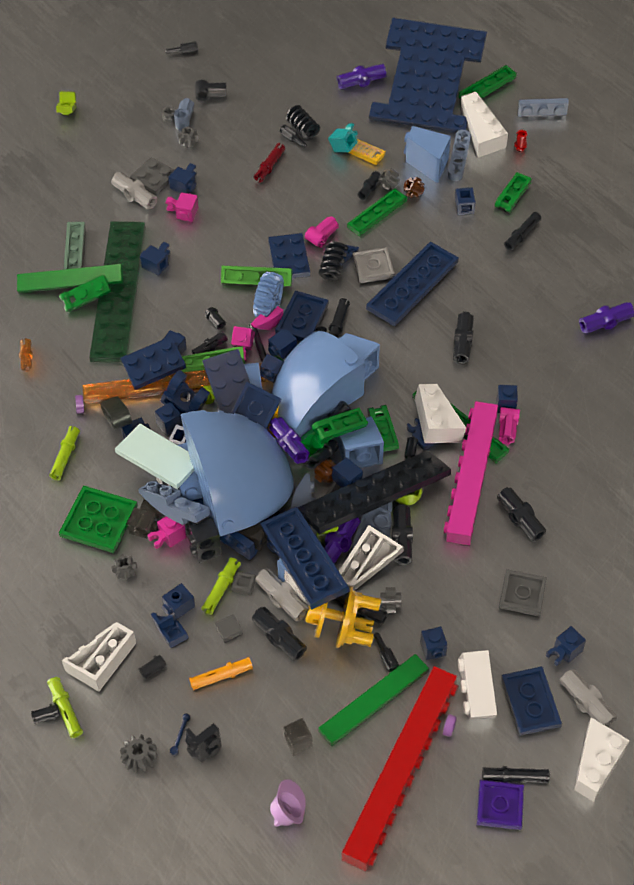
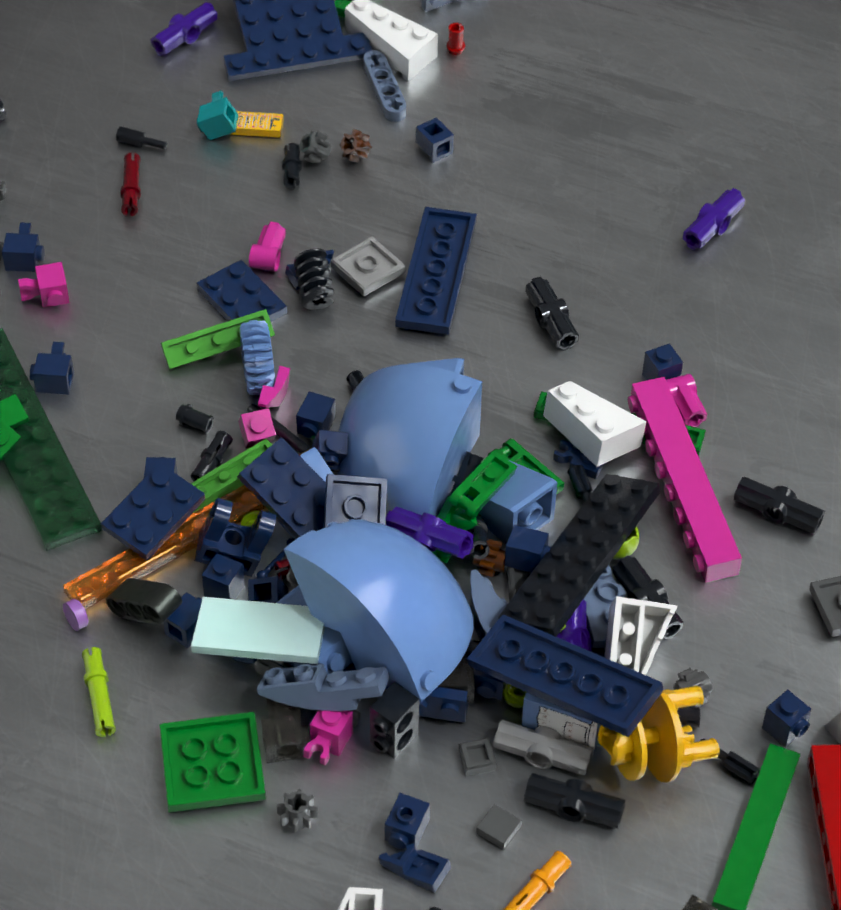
camera: 30 degrees left, 5 degrees down
(224, 579) = (450, 762): lime pin -> none
(302, 122) = (144, 115): black piece -> none
(302, 315) = (317, 367): dark blue plate -> none
(336, 326) = (367, 349): black pin -> none
(377, 212) = (323, 197): green tile -> none
(427, 151) = (345, 93): medium blue slope -> none
(513, 192) = (488, 107): green plate -> none
(519, 234) = (533, 156): black pin -> none

